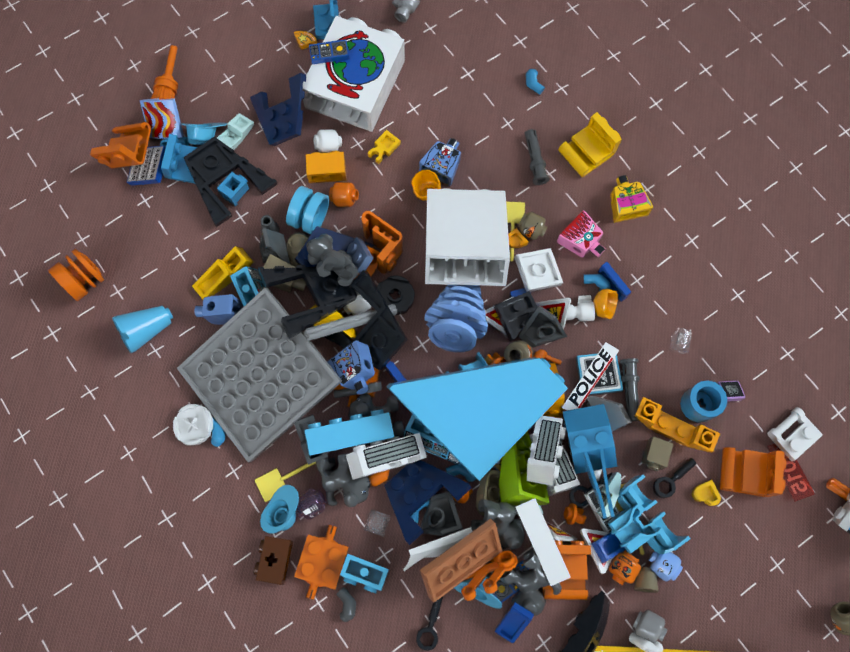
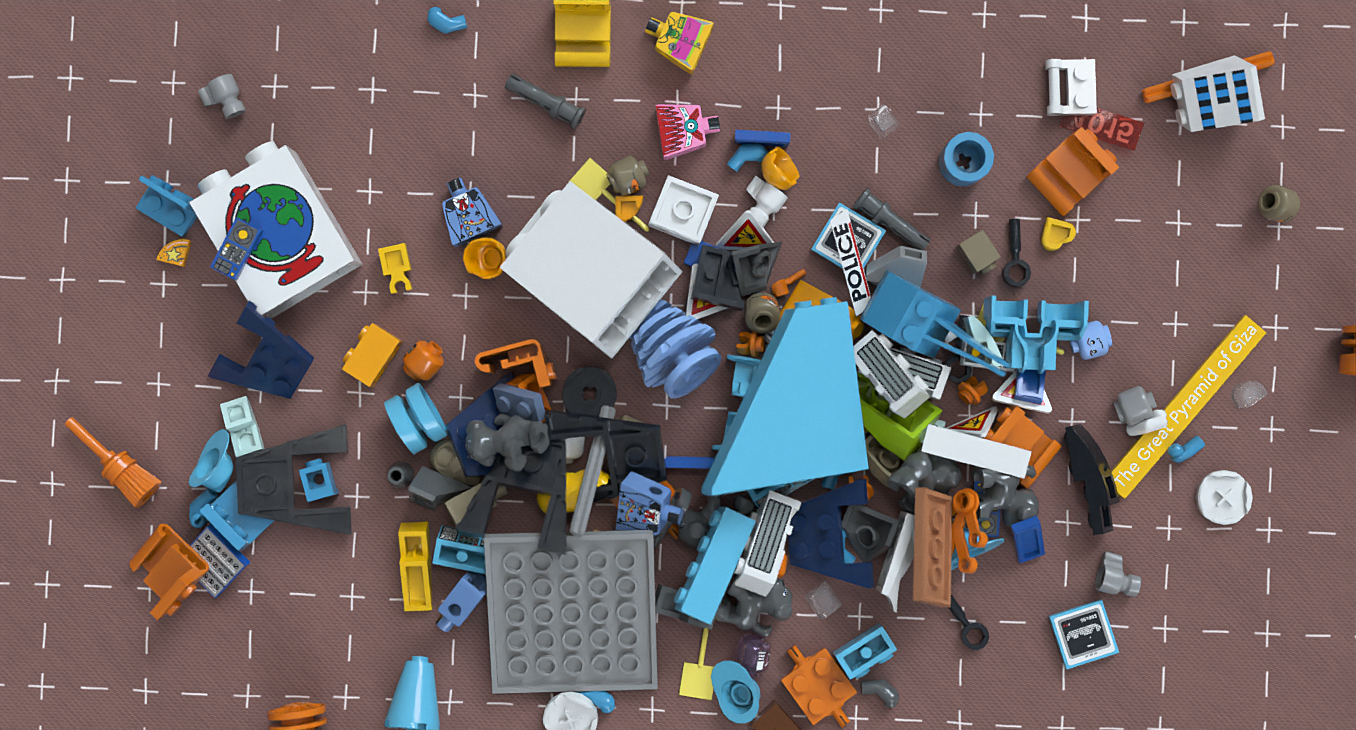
camera: 50 degrees left, 15 degrees up
(162, 117) = (165, 503): slope -> none
(327, 141) = (340, 329): white head -> none
(624, 568) = (1063, 384): orange head -> none
(646, 581) = (1090, 372): dark tan hat -> none
(675, 429) = (967, 209): light orange slope -> none
(733, 390) = (975, 114): slope -> none

